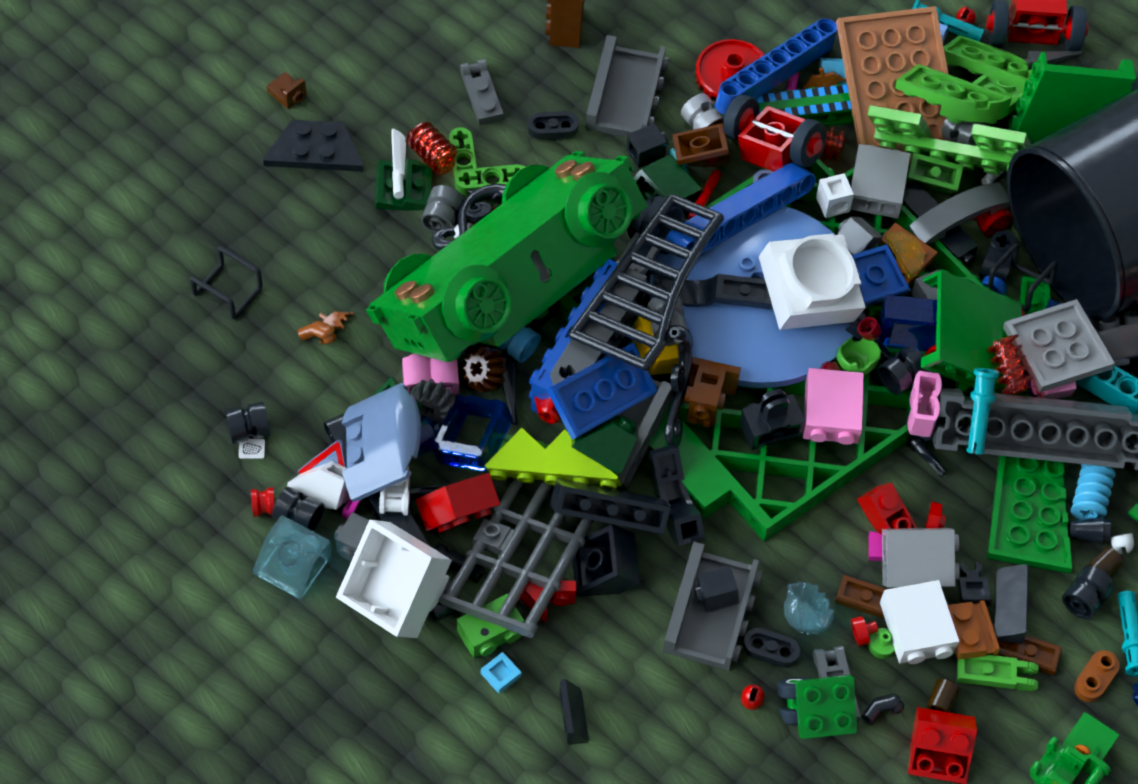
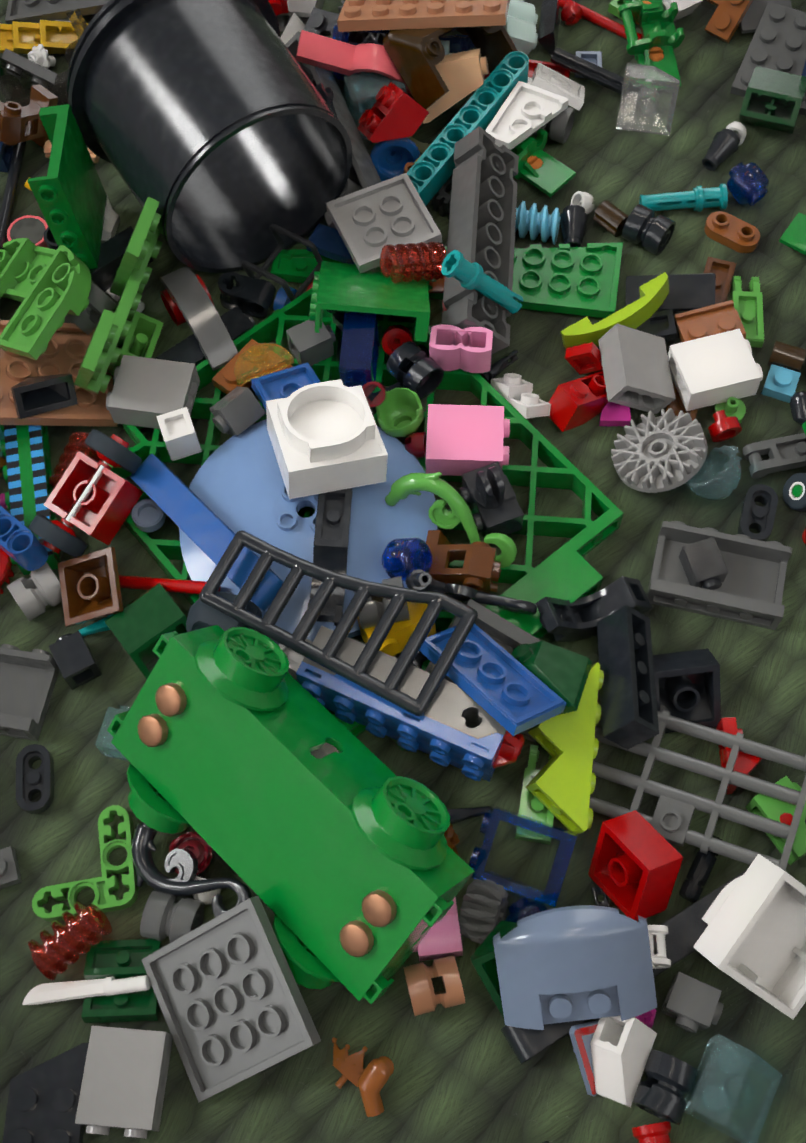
camera: 85 degrees left, 5 degrees up
(335, 185) = (124, 1081): none -> light grey brick
(380, 235) = (230, 999): none -> plate
(380, 364) = (421, 987): none -> nougat wheel
(710, 345) = (406, 555): none -> clear blue head
(751, 383) = (445, 519): none -> bright green plant
(831, 567) = (660, 451): none -> light grey wheel
(871, 92) = (43, 394): none -> black slope
(891, 466) = (520, 395): none -> white slope
(916, 692) = (780, 383): none -> medium azure plate
(995, 574) = (632, 316): none -> lime slope

